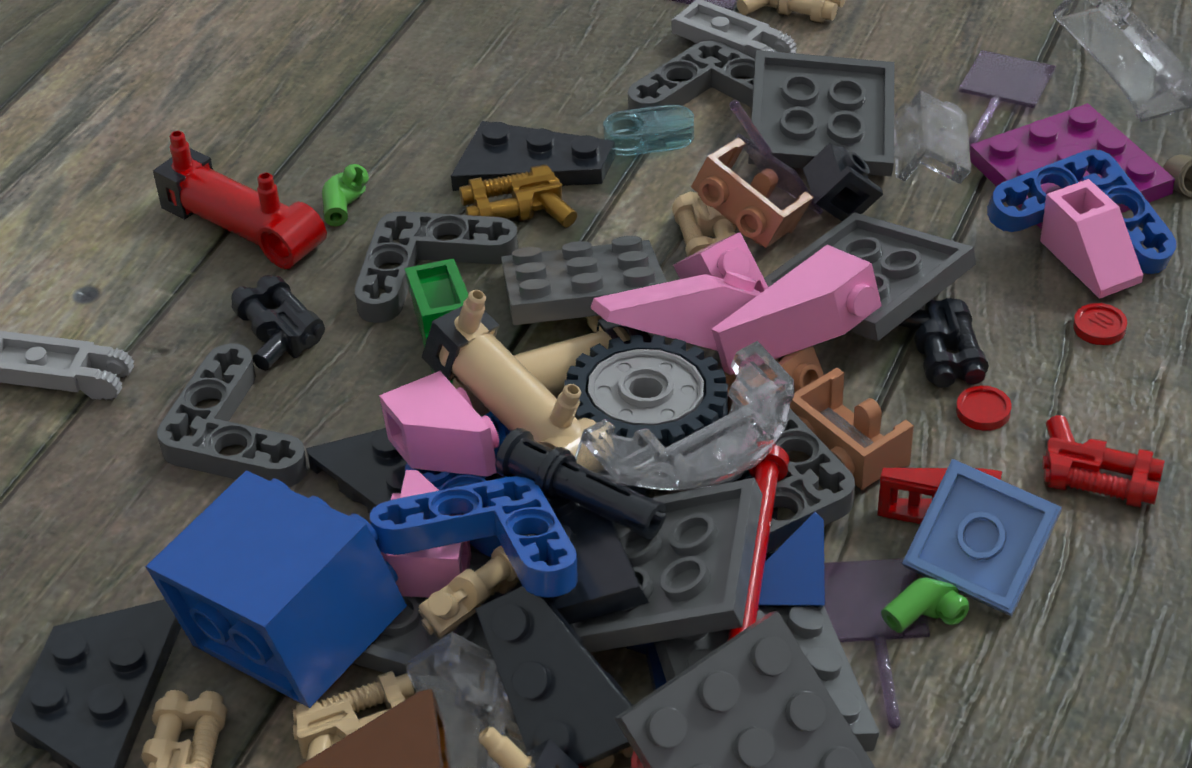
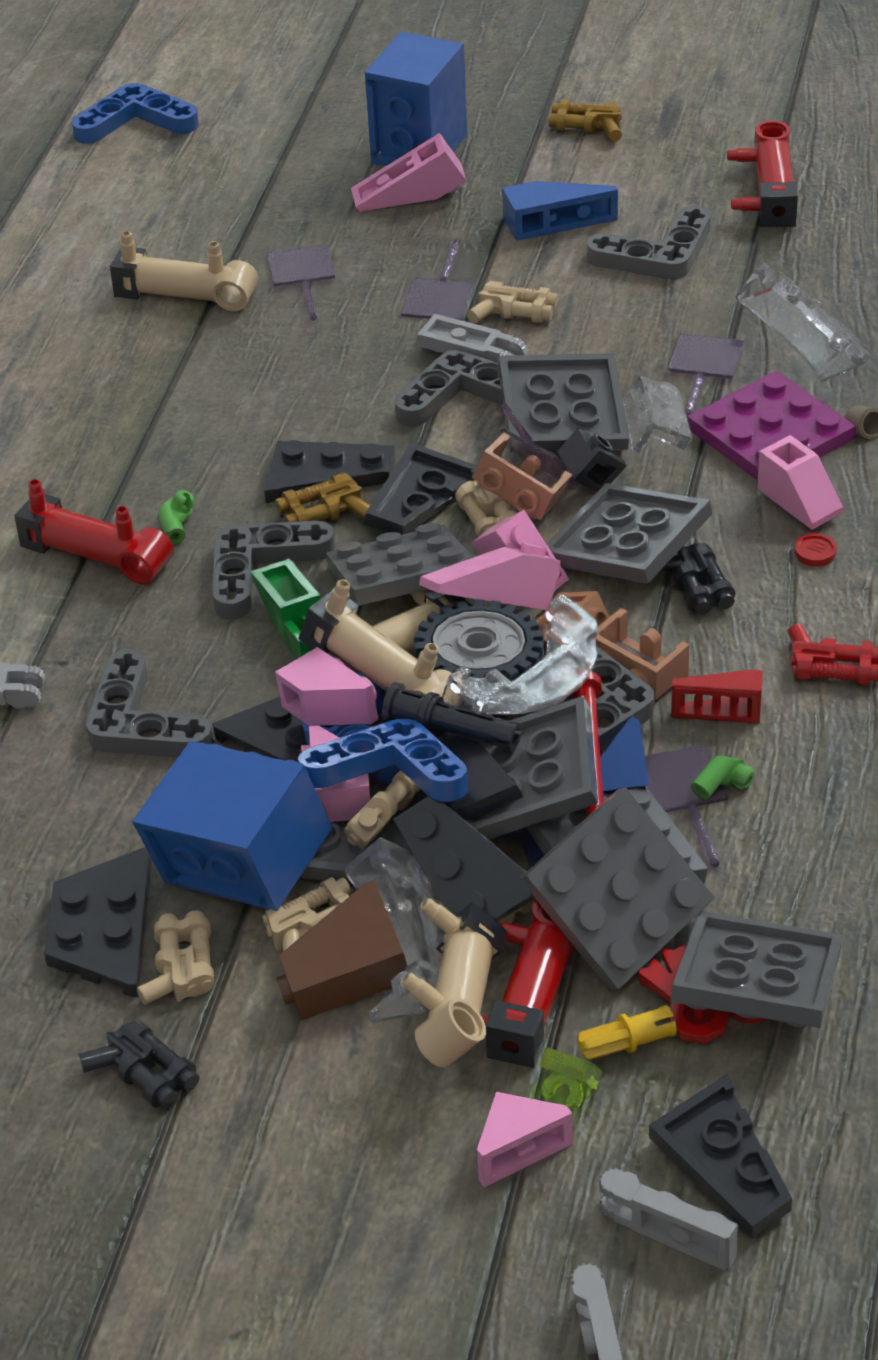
camera: 10 degrees left, 0 degrees up
(283, 329) = (161, 633): black piece -> none
(626, 195) = (417, 490): none -> black wing
(654, 128) = (427, 429): clear light blue piece -> none
(803, 308) = (587, 564): bright pink slope -> none
(982, 536) = (756, 720): medium blue plate -> none
(983, 408) = (737, 626): red piece -> none
(1113, 183) = (809, 435): blue beam -> none

